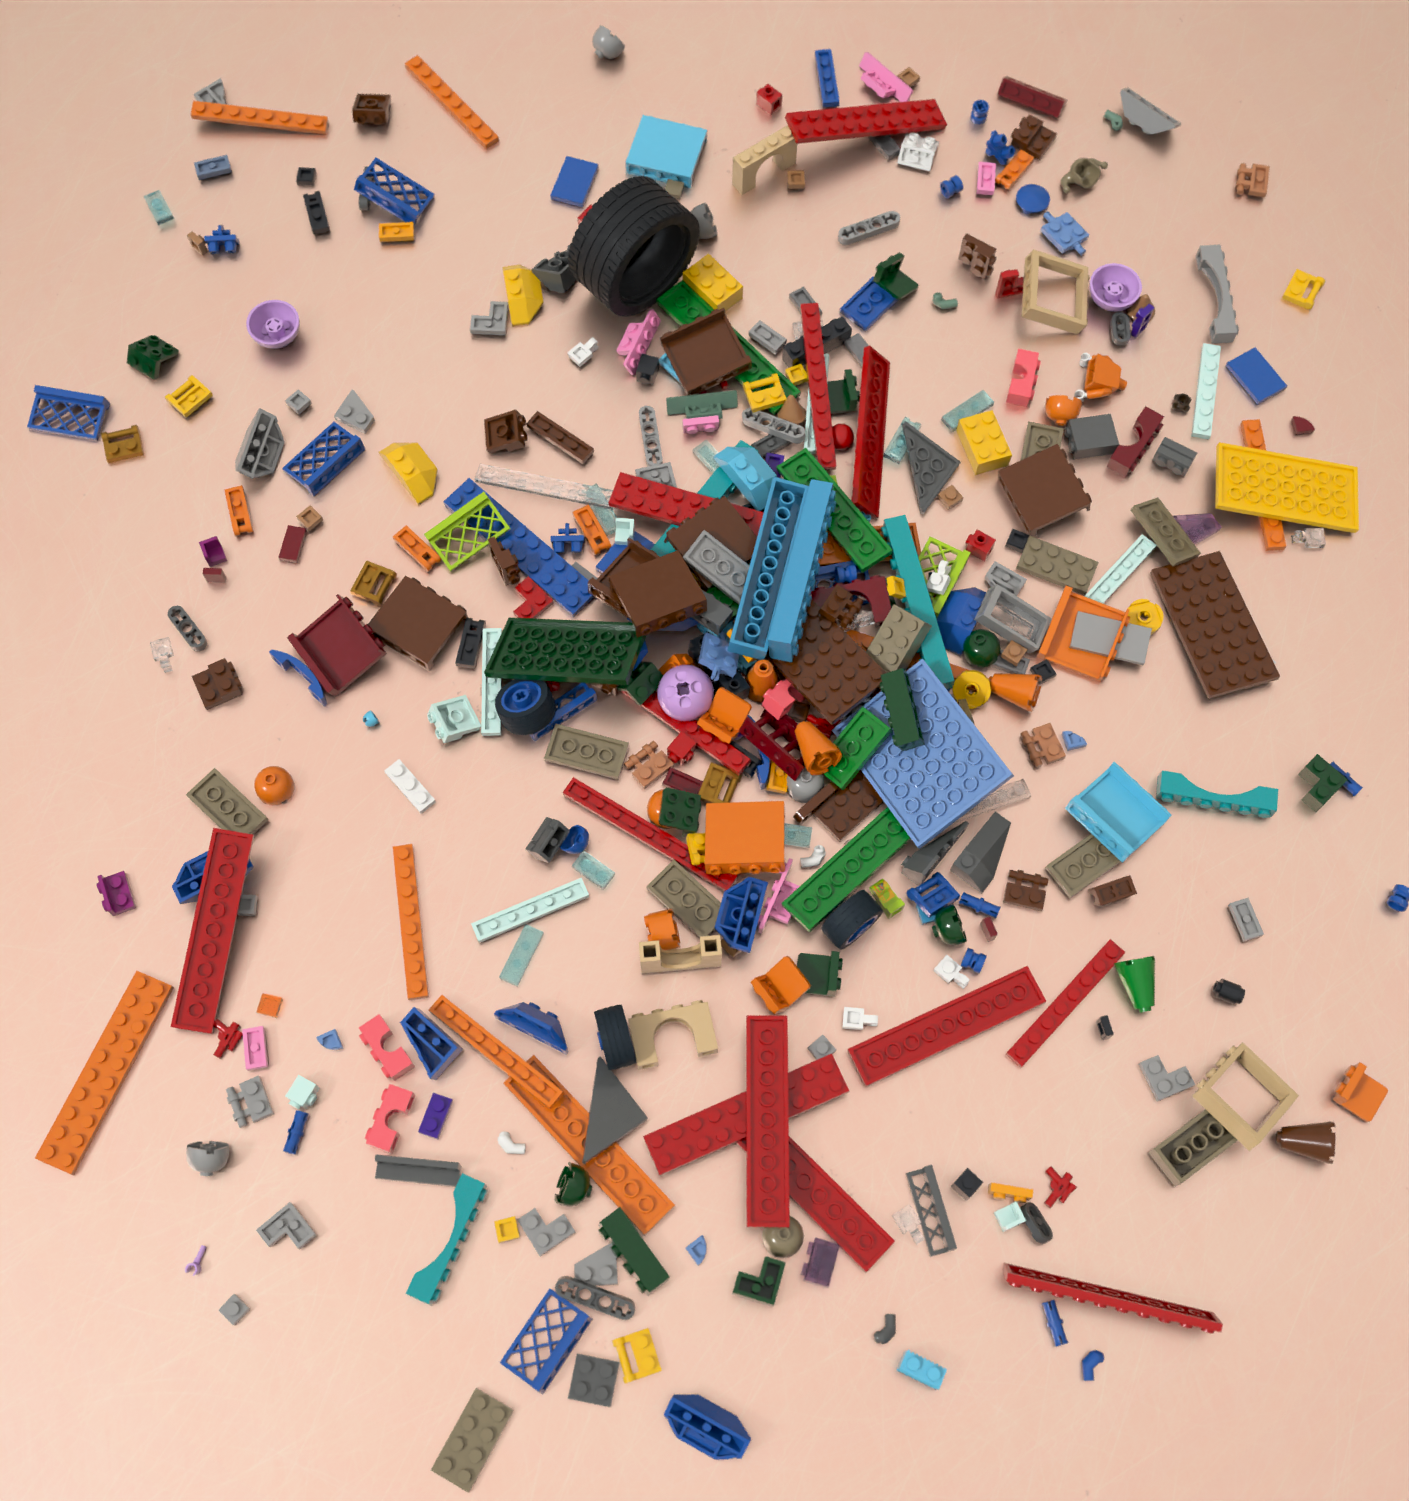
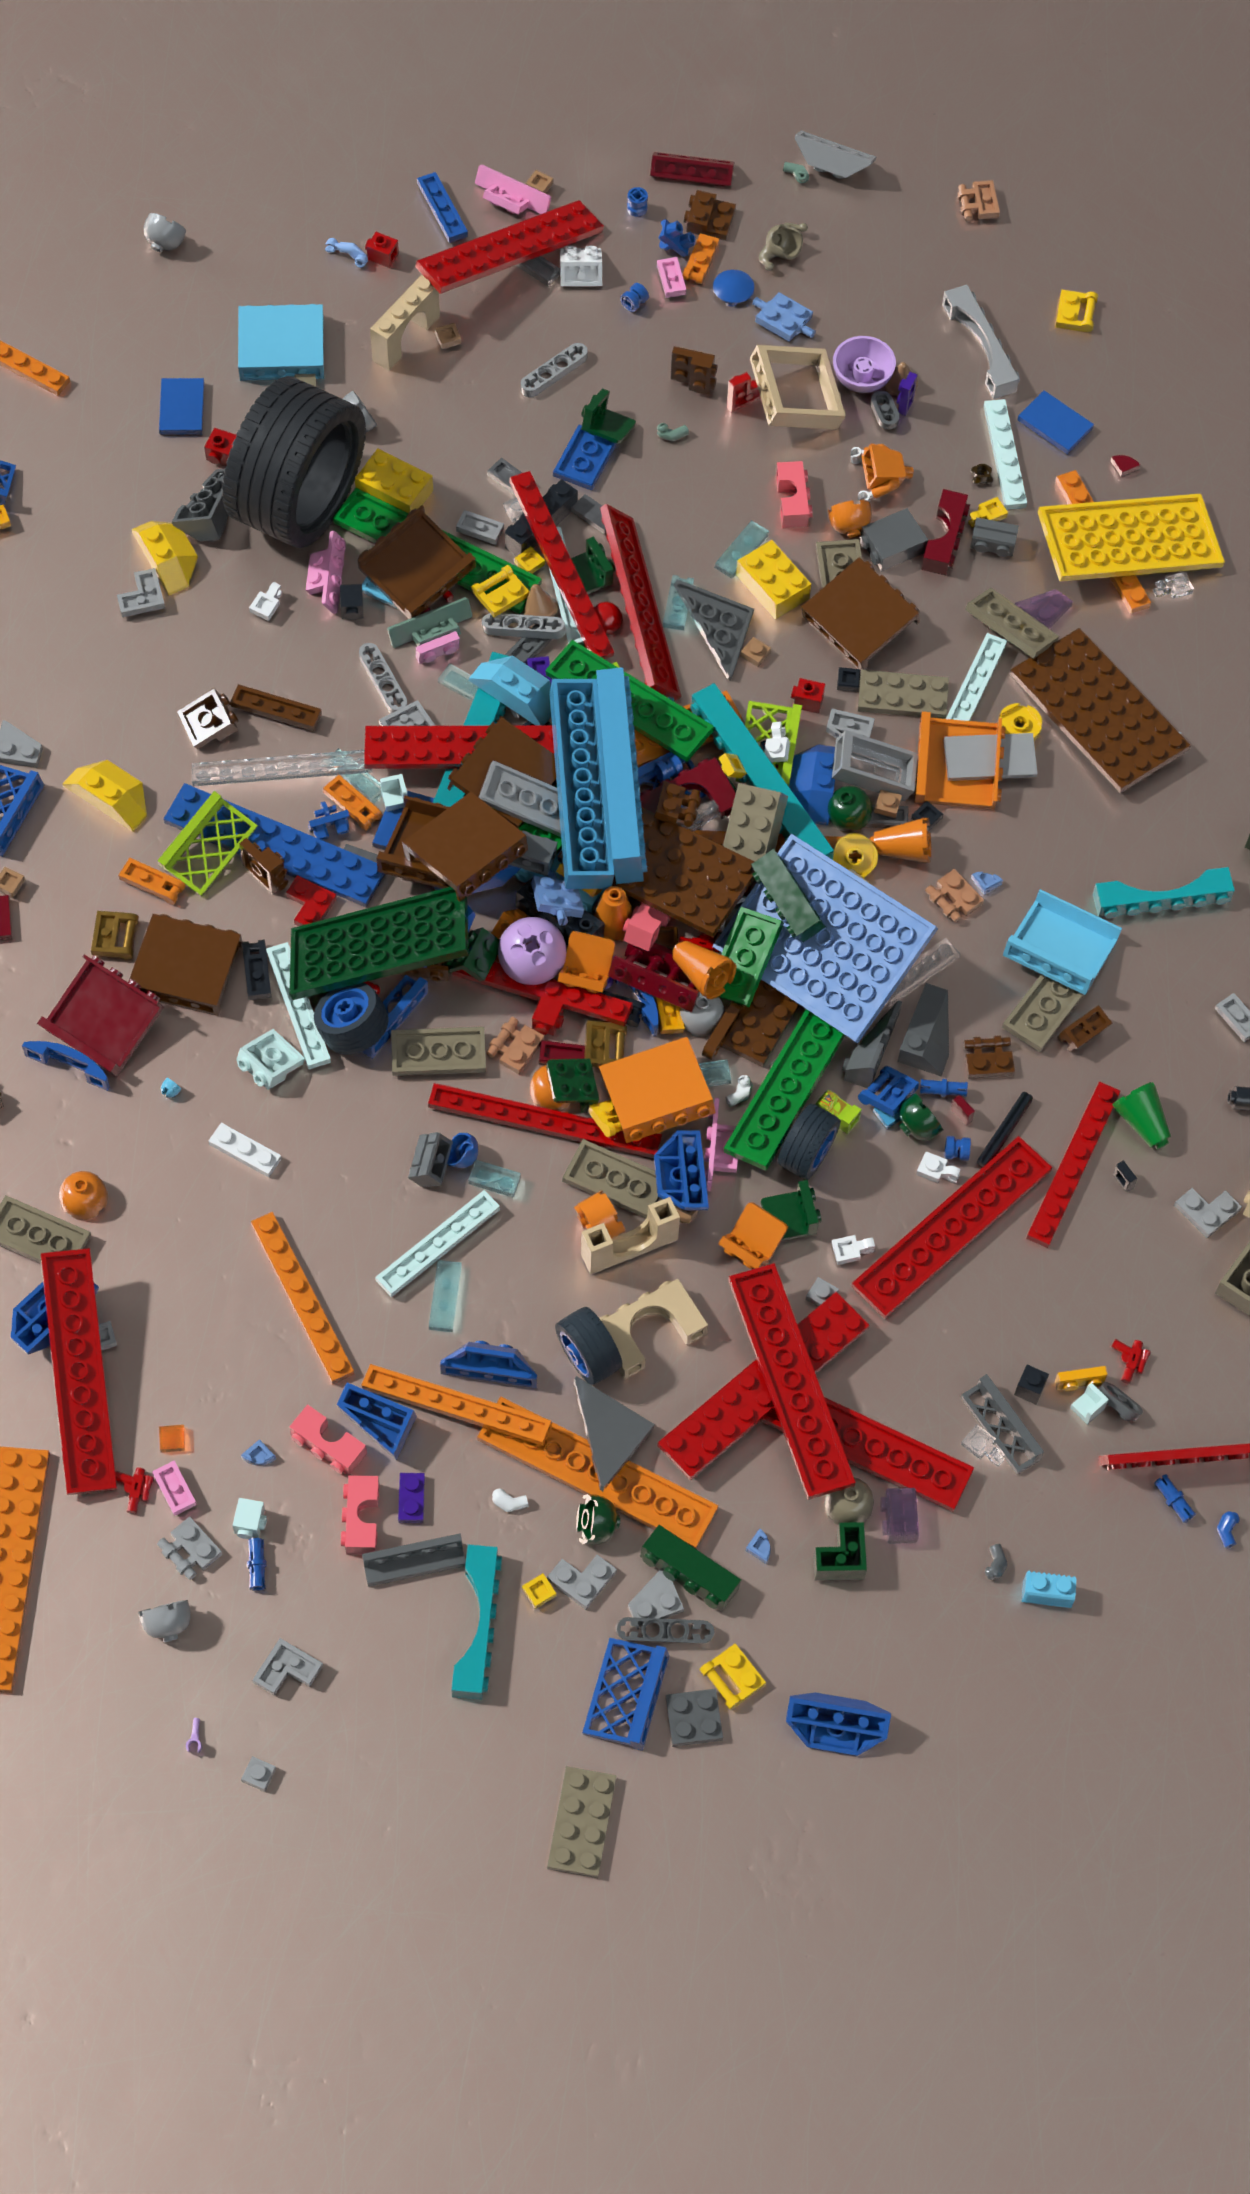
camera: 20 degrees left, 5 degrees down
(744, 91) = (351, 248): none -> light blue arm
(1018, 955) = (1005, 1129): none -> black axle
(1179, 434) = (990, 510): none -> yellow plate

